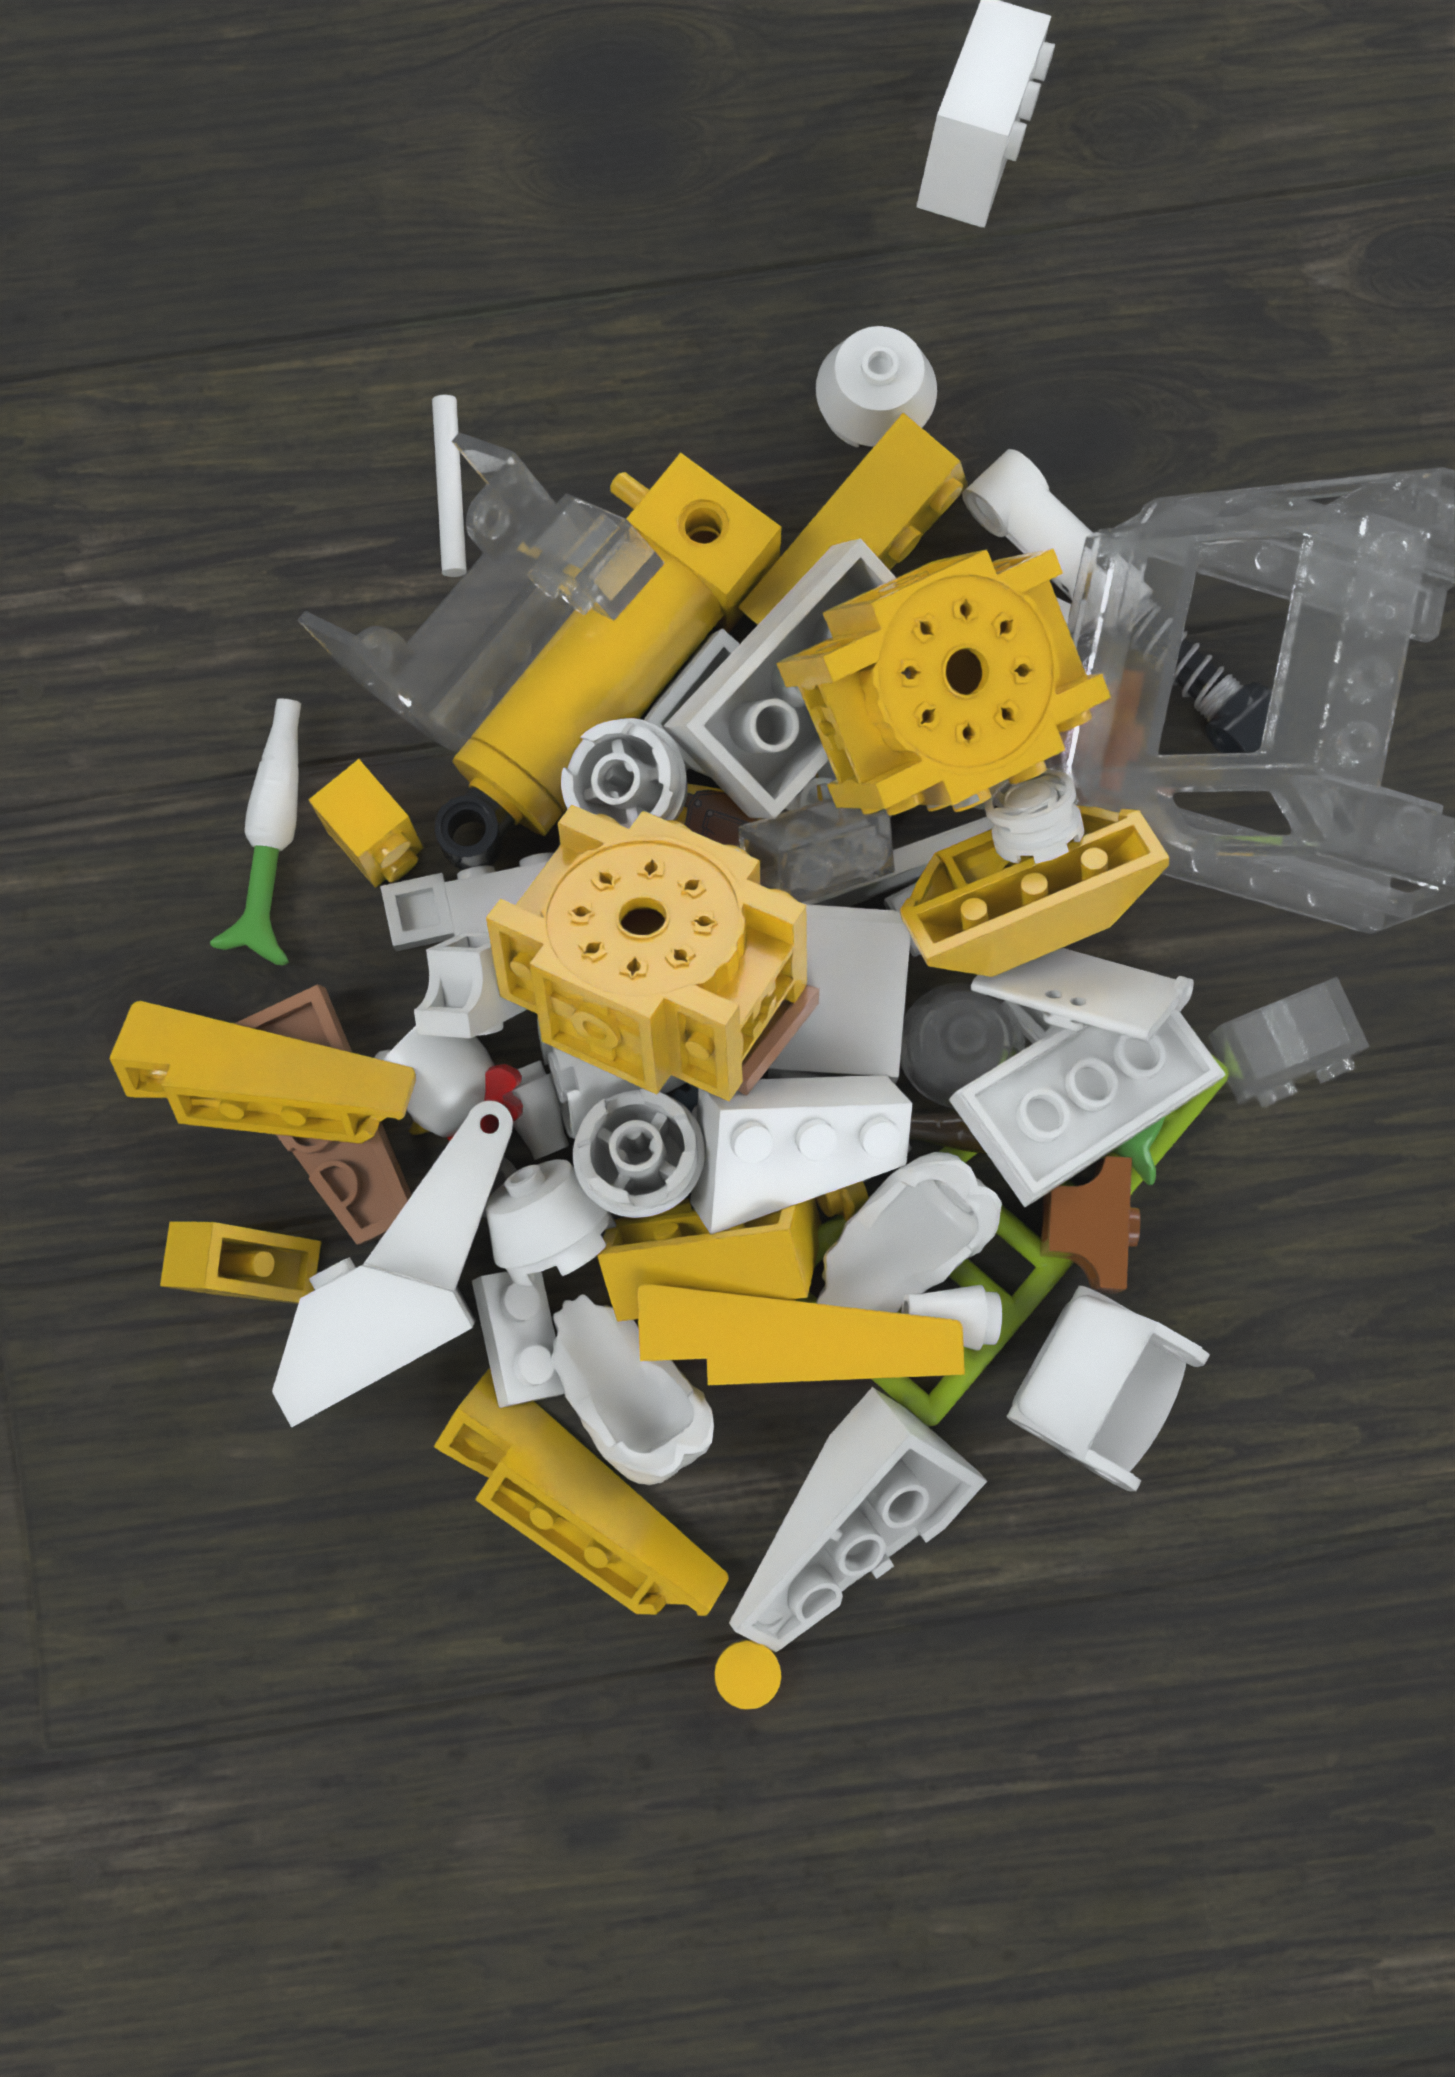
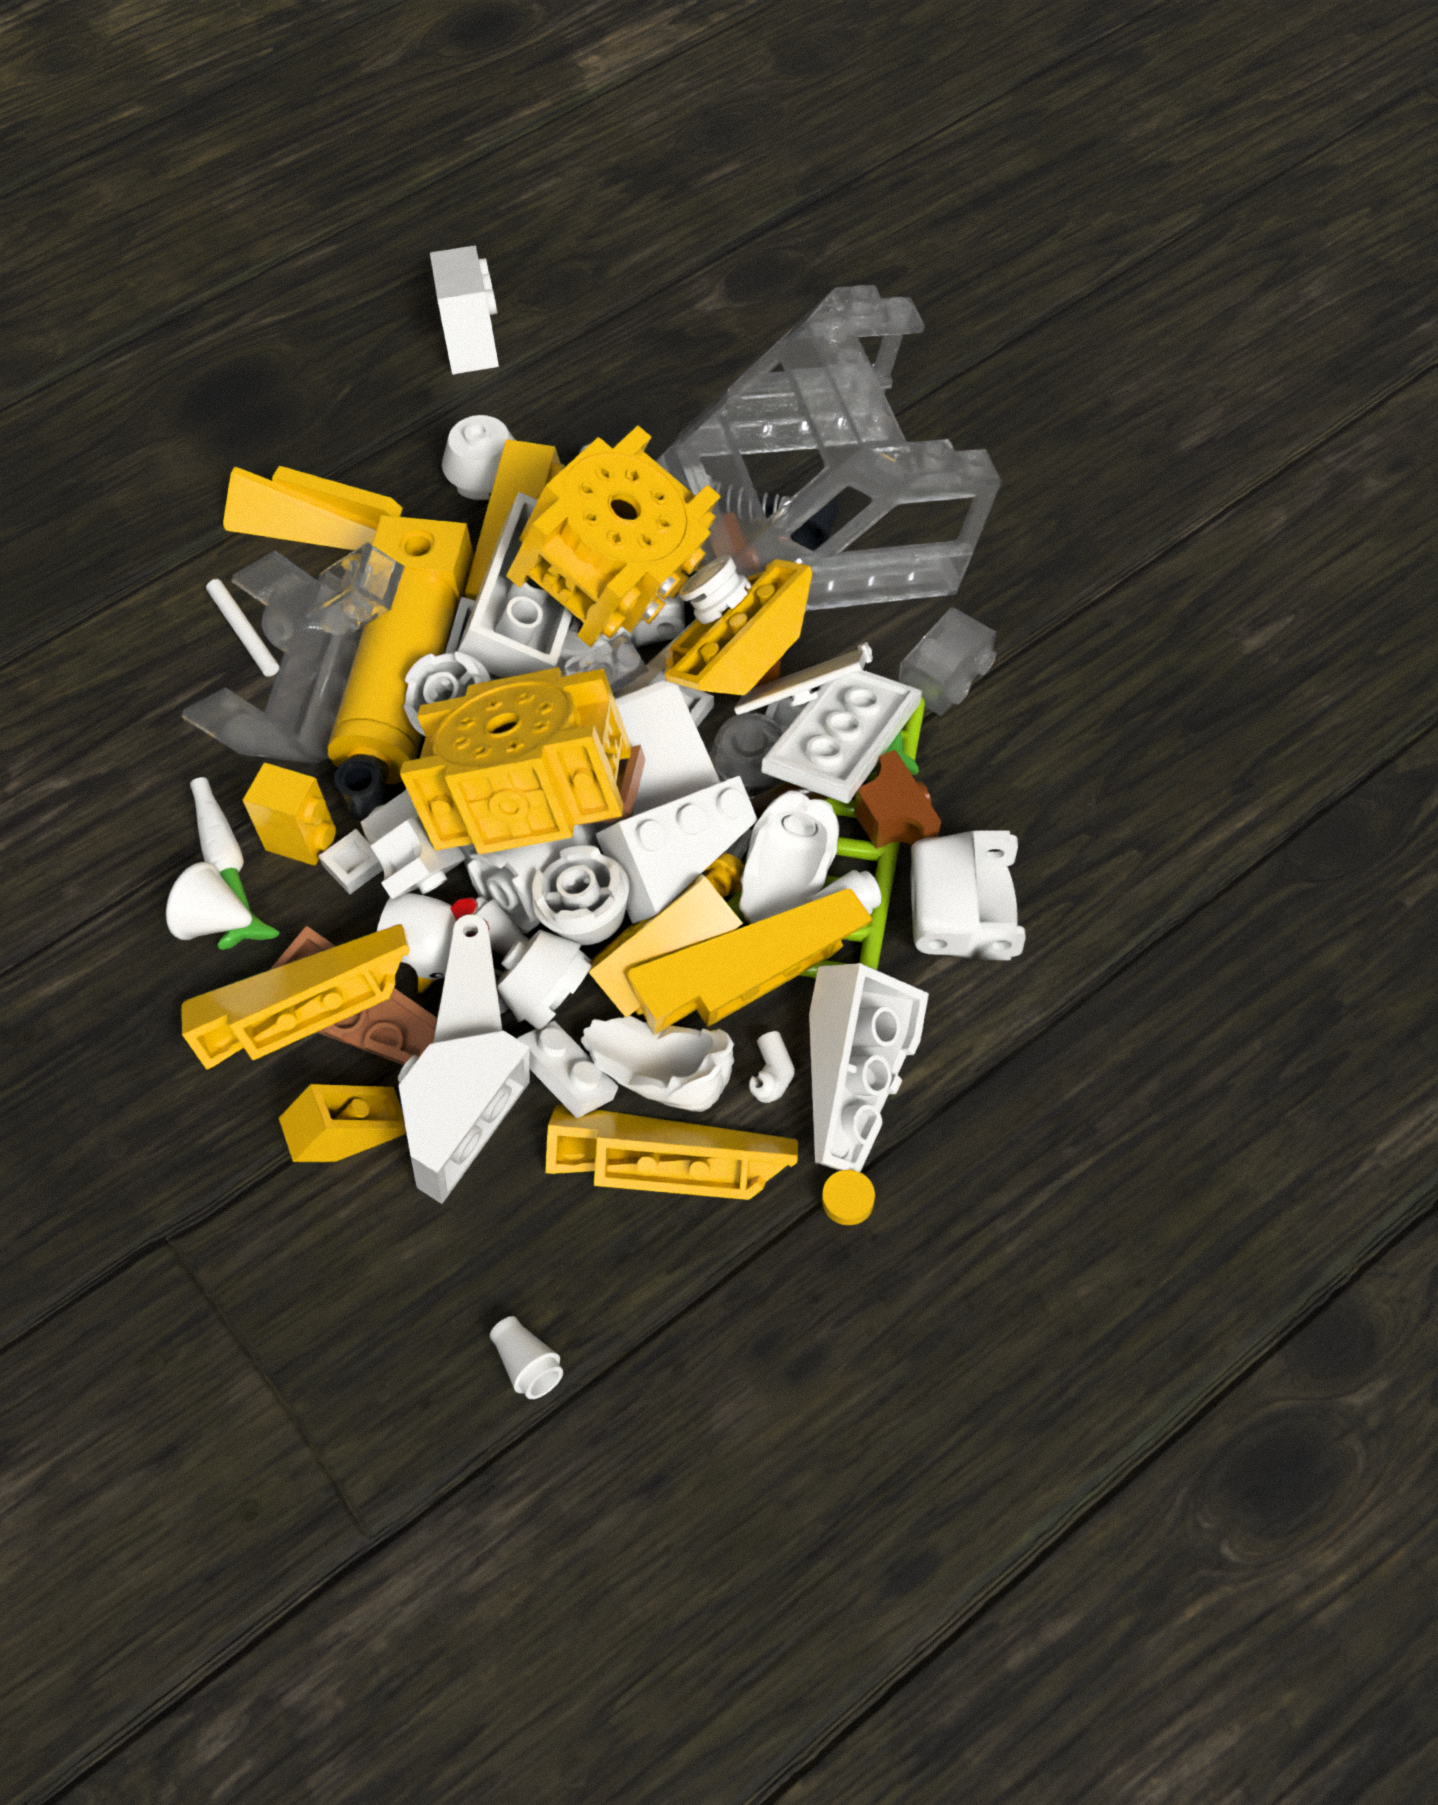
camera: 25 degrees left, 20 degrees down
(215, 893) = (203, 904): none -> white hat
(297, 1658) = (528, 1361): none -> white cone
(624, 359) = (304, 509): none -> yellow wedge
(754, 1477) = (777, 1071): none -> white arm

